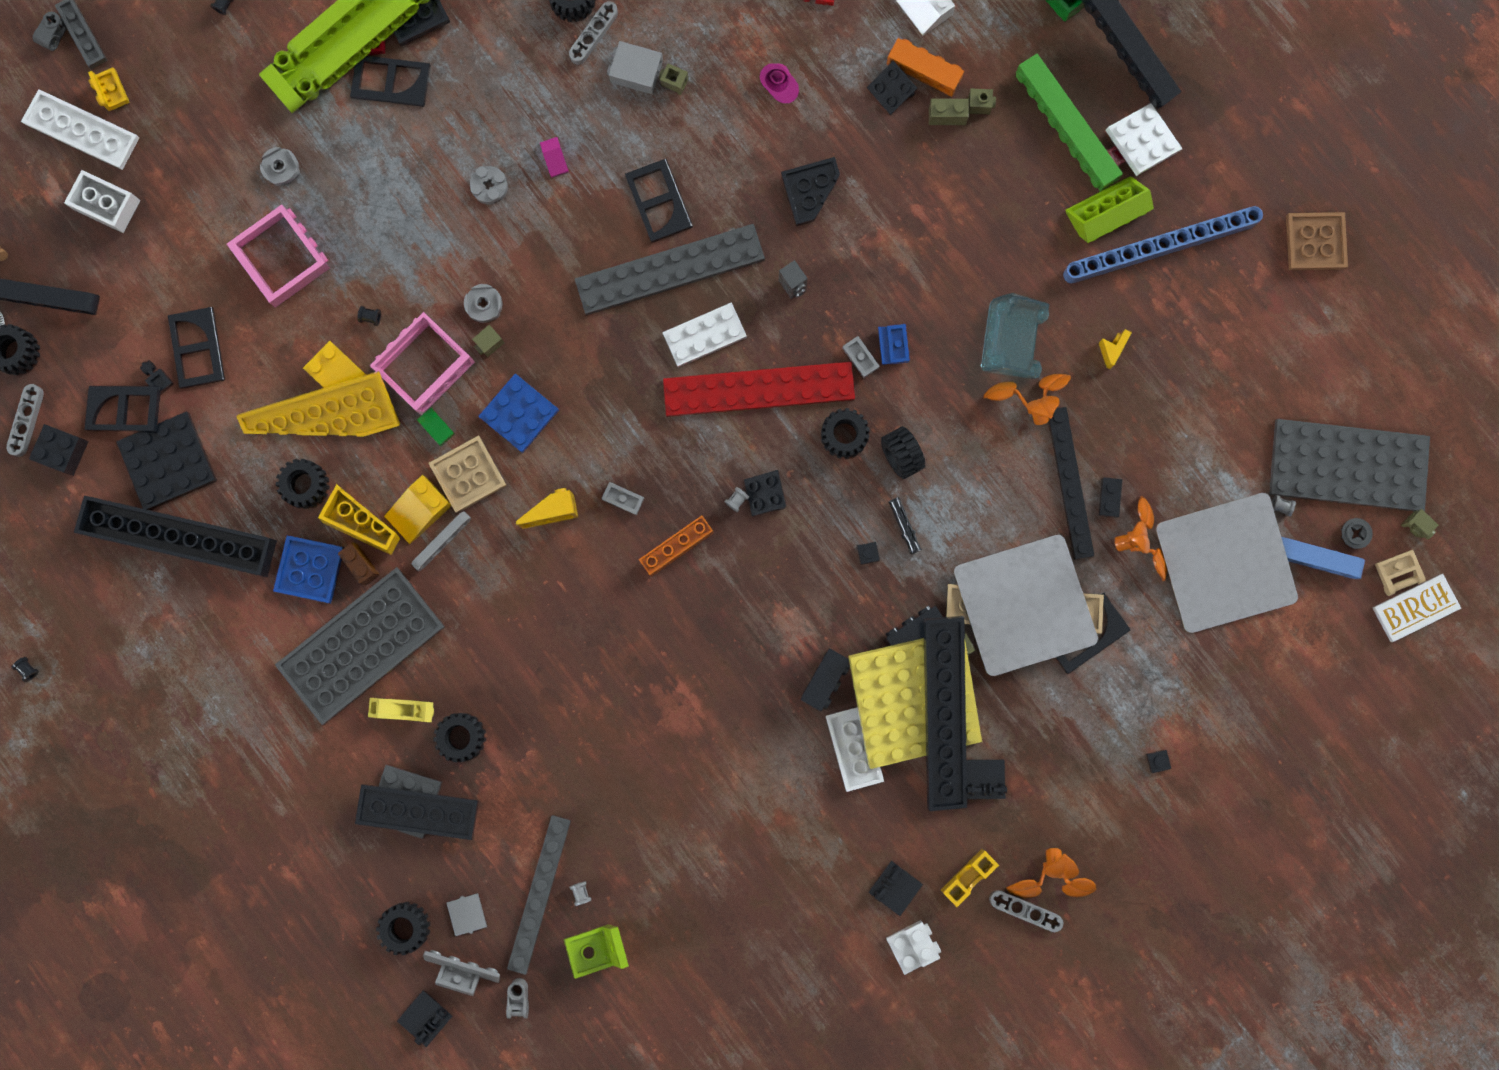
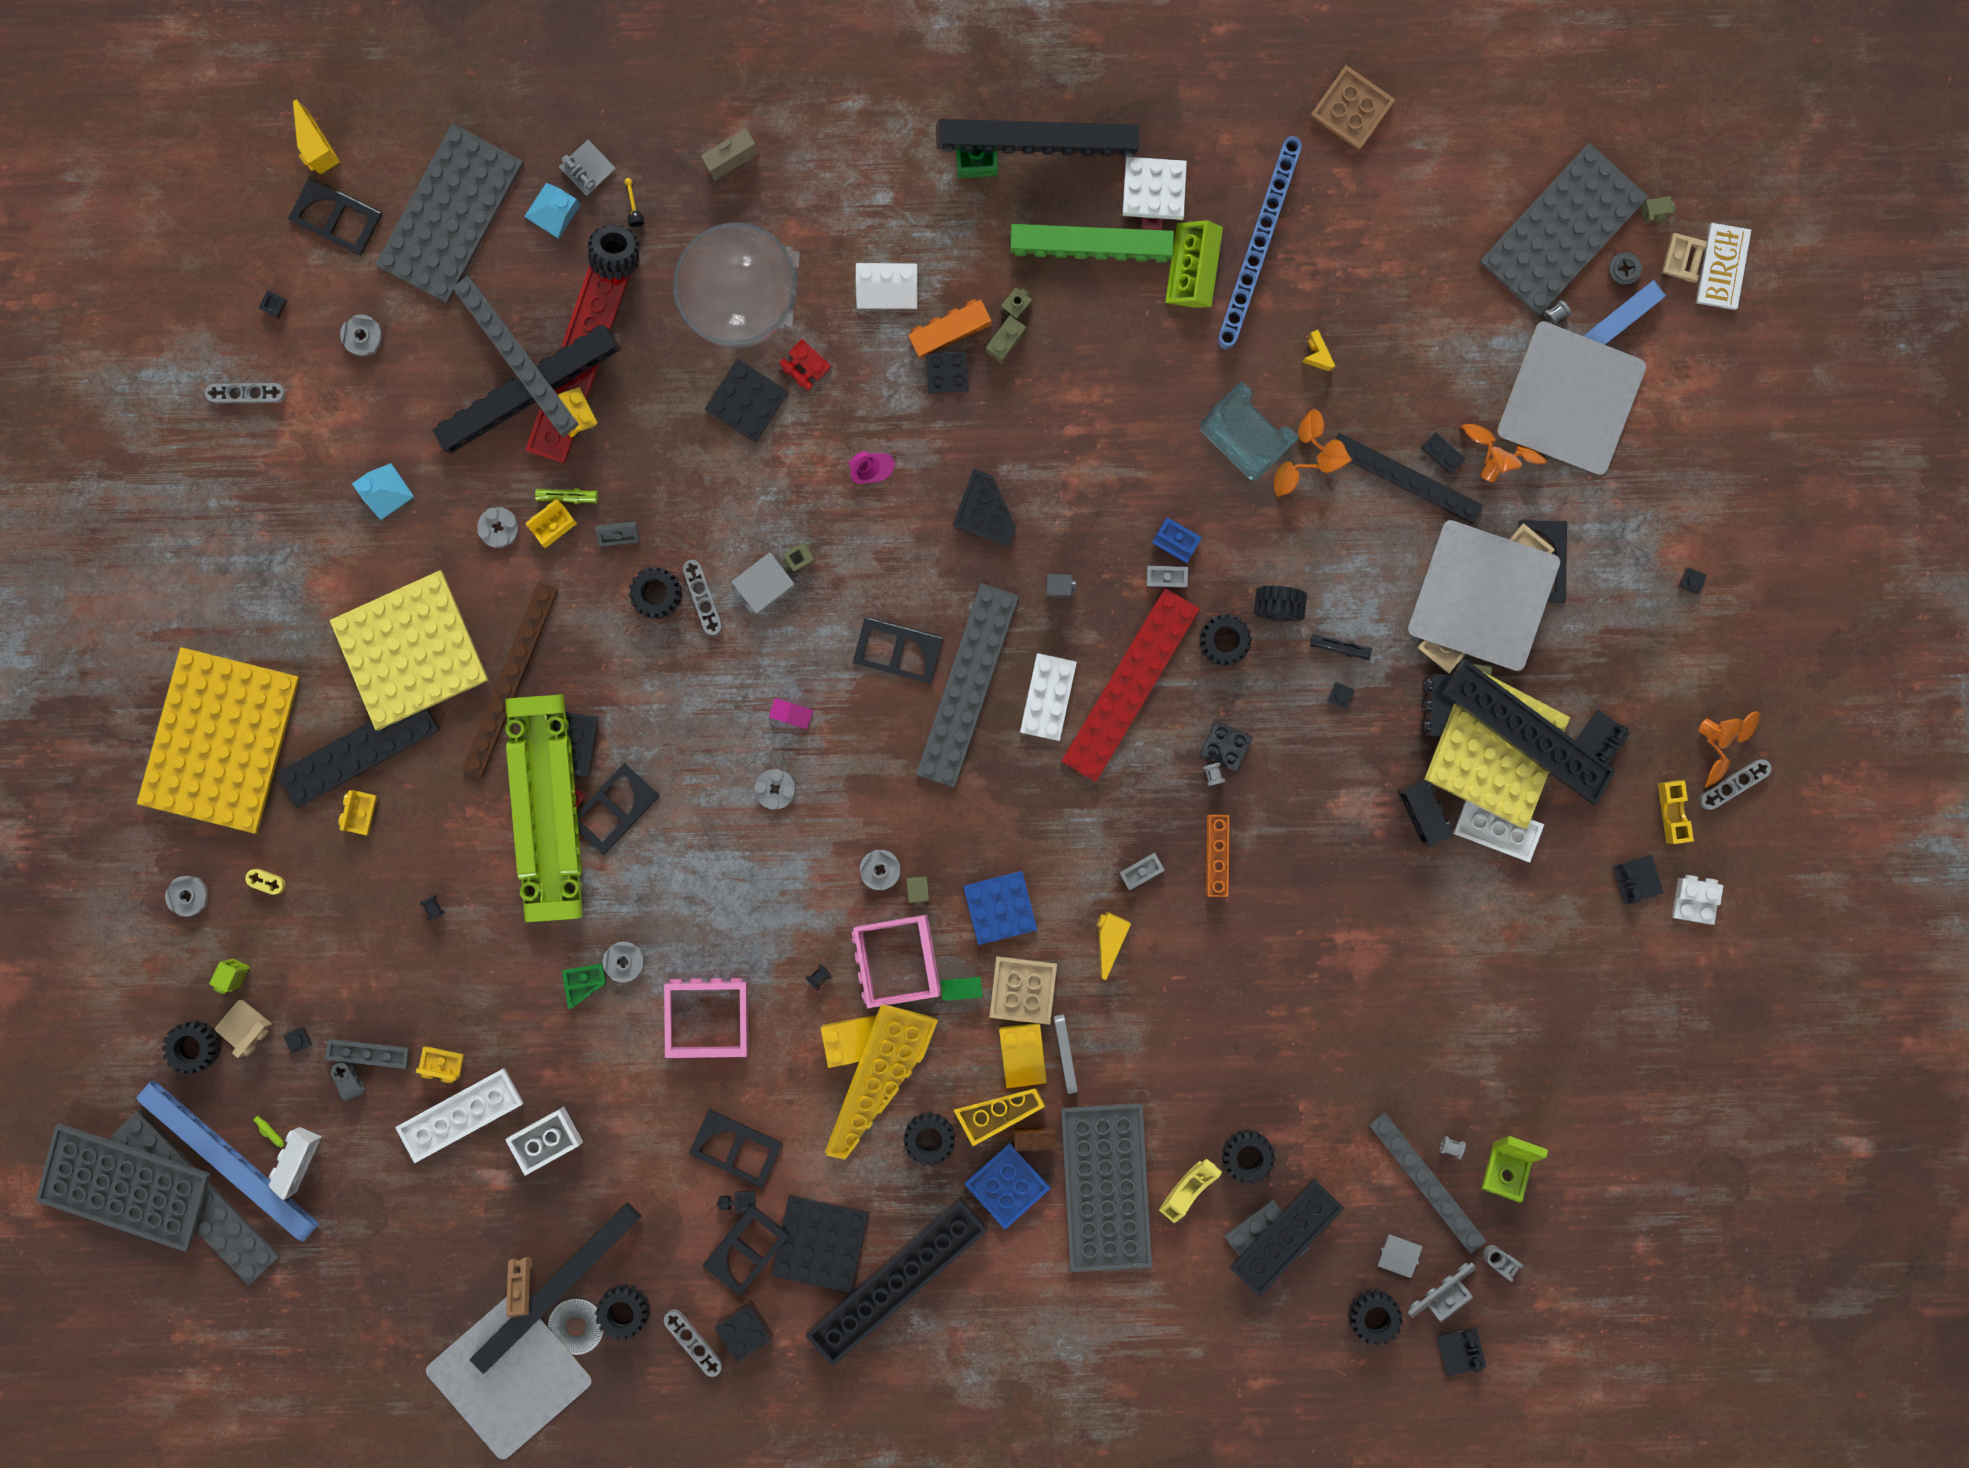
camera: 55 degrees left, 5 degrees up
(242, 147) = (582, 982): none -> green wing

